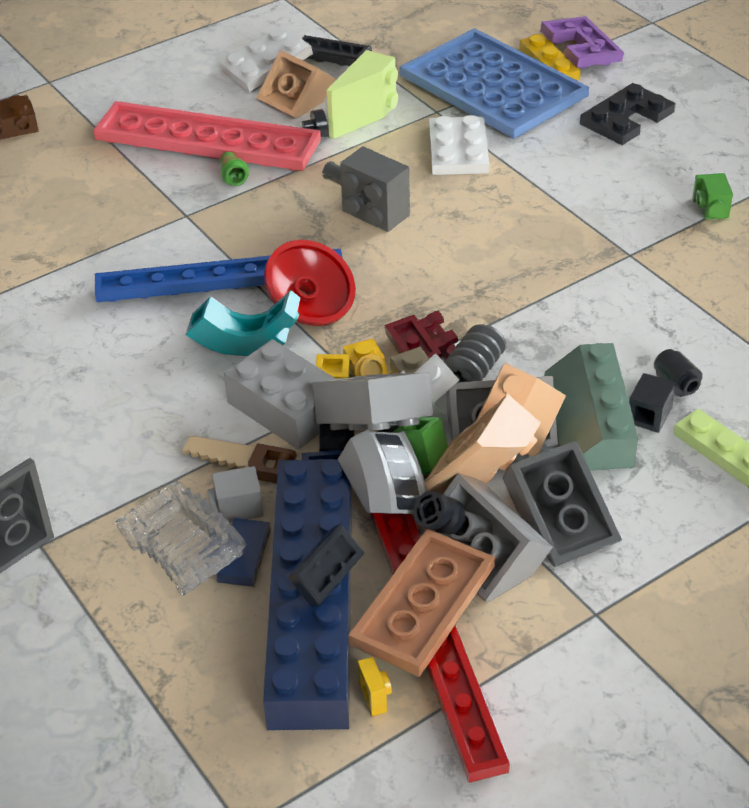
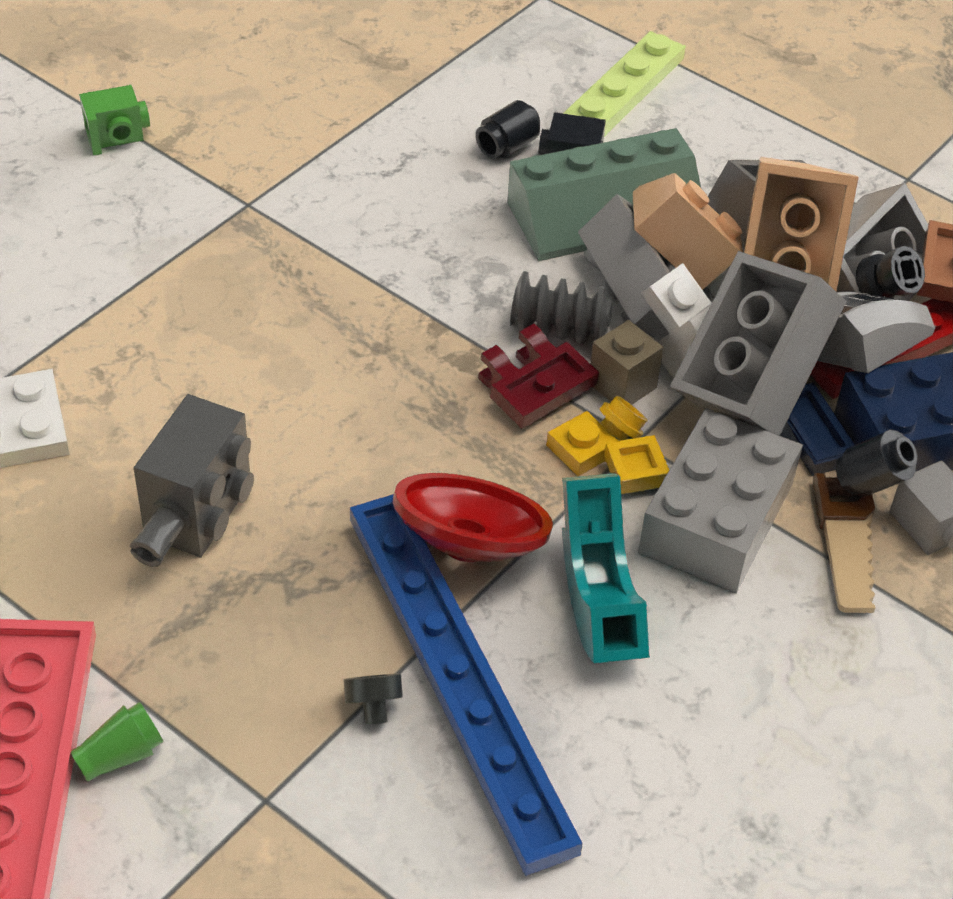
camera: 110 degrees left, 5 degrees up
(220, 243) = (373, 693): none -> pearl dark grey tile
(265, 450) = (877, 463): none -> black brick

